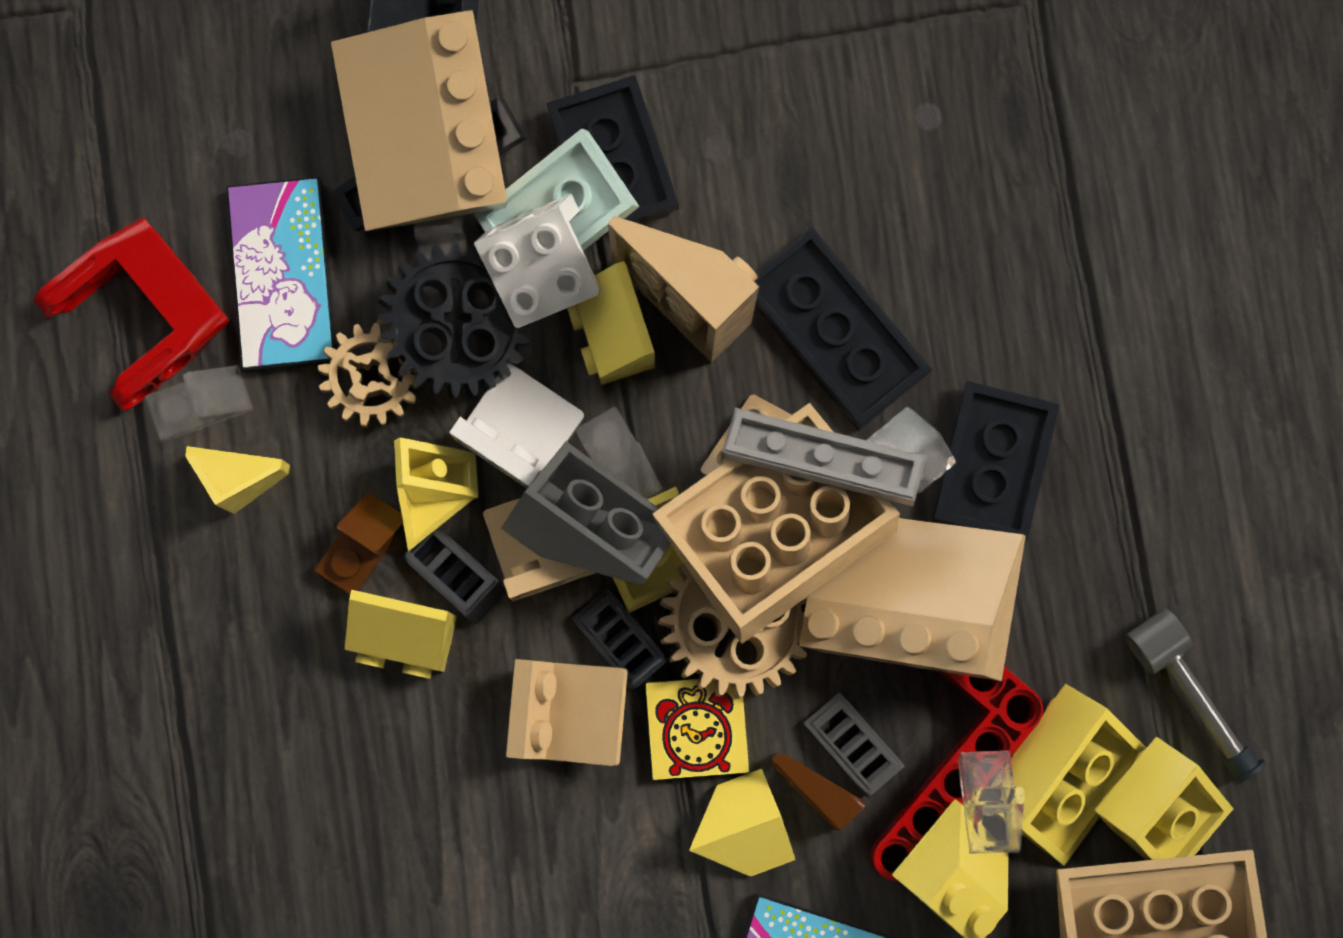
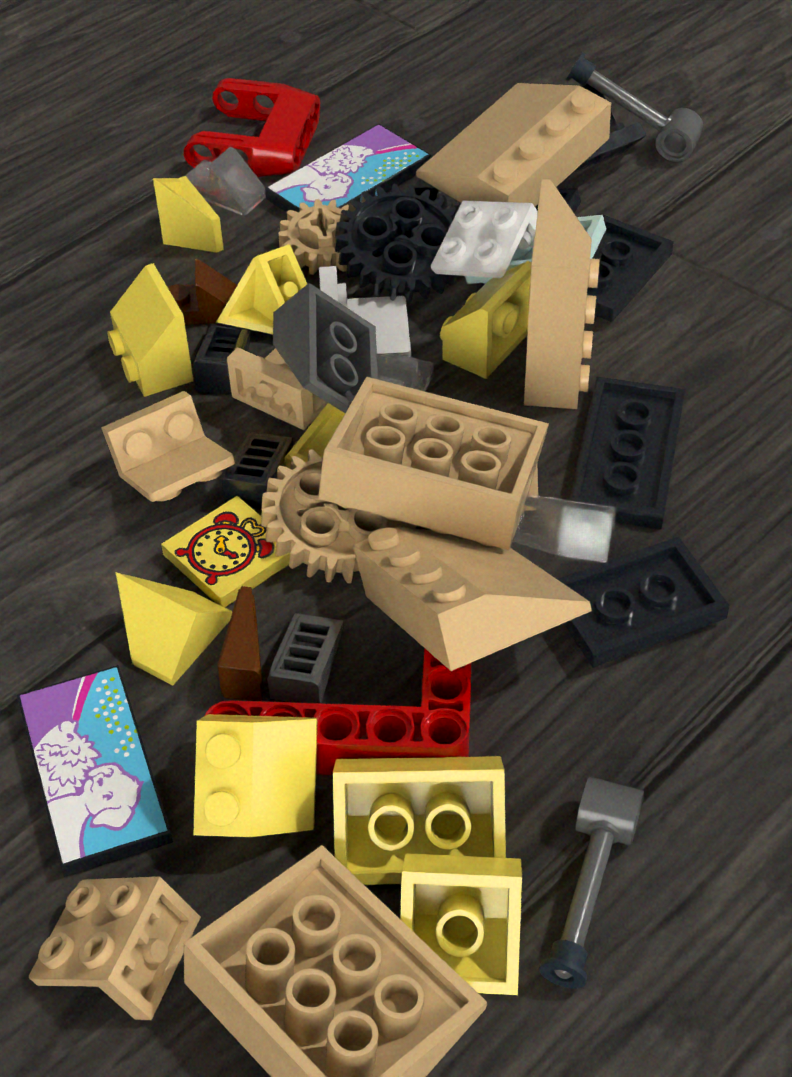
camera: 55 degrees right, 35 degrees down
(824, 456) = (516, 441): light grey tile -> none
(991, 802) = (333, 732): clear slope -> none

